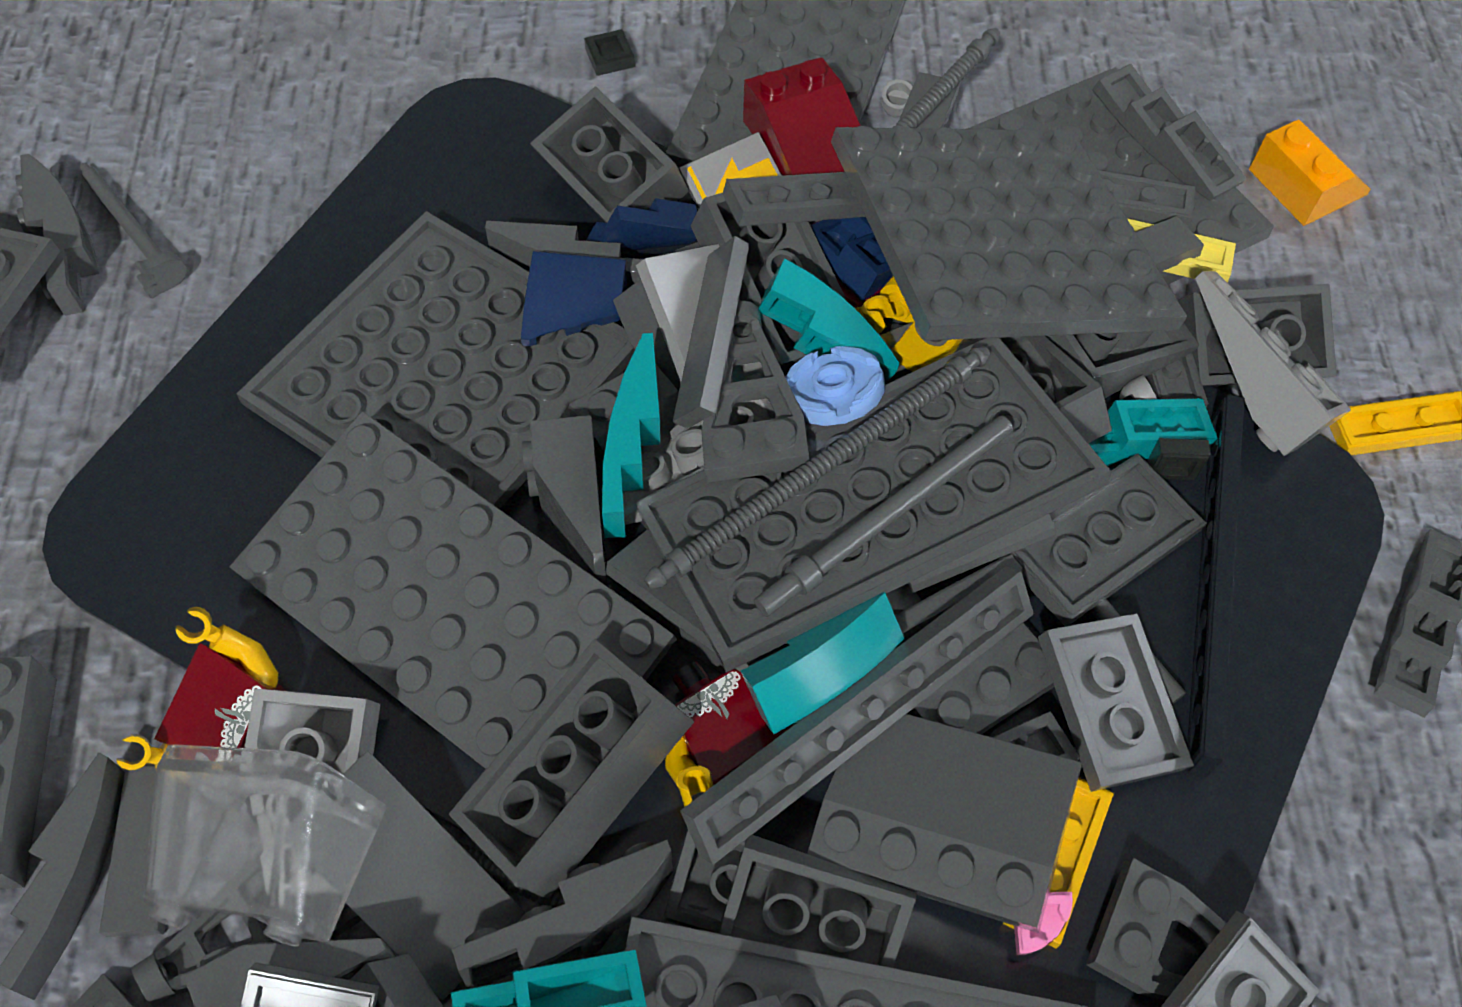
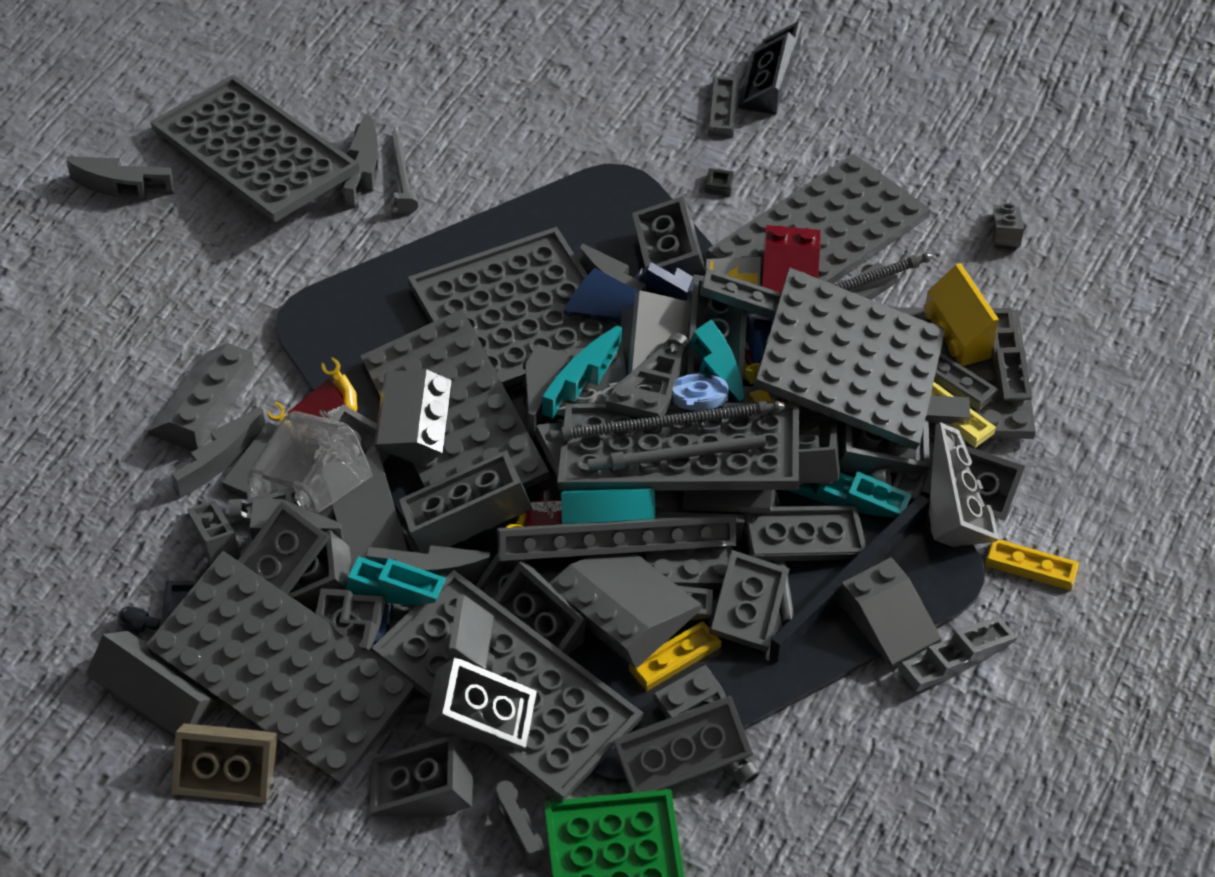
camera: 30 degrees right, 10 degrees down
(392, 650) = (413, 415): none -> dark grey slope
(711, 333) = (654, 341): dark grey tile -> none
(1054, 919) = (646, 671): bright pink tile -> none
(1086, 93) = (964, 314): none -> yellow slope
(1179, 458) = (874, 516): pearl dark grey tile -> none
(1305, 173) = (1090, 414): light orange slope -> none
(1310, 608) = (889, 612): none -> dark grey slope

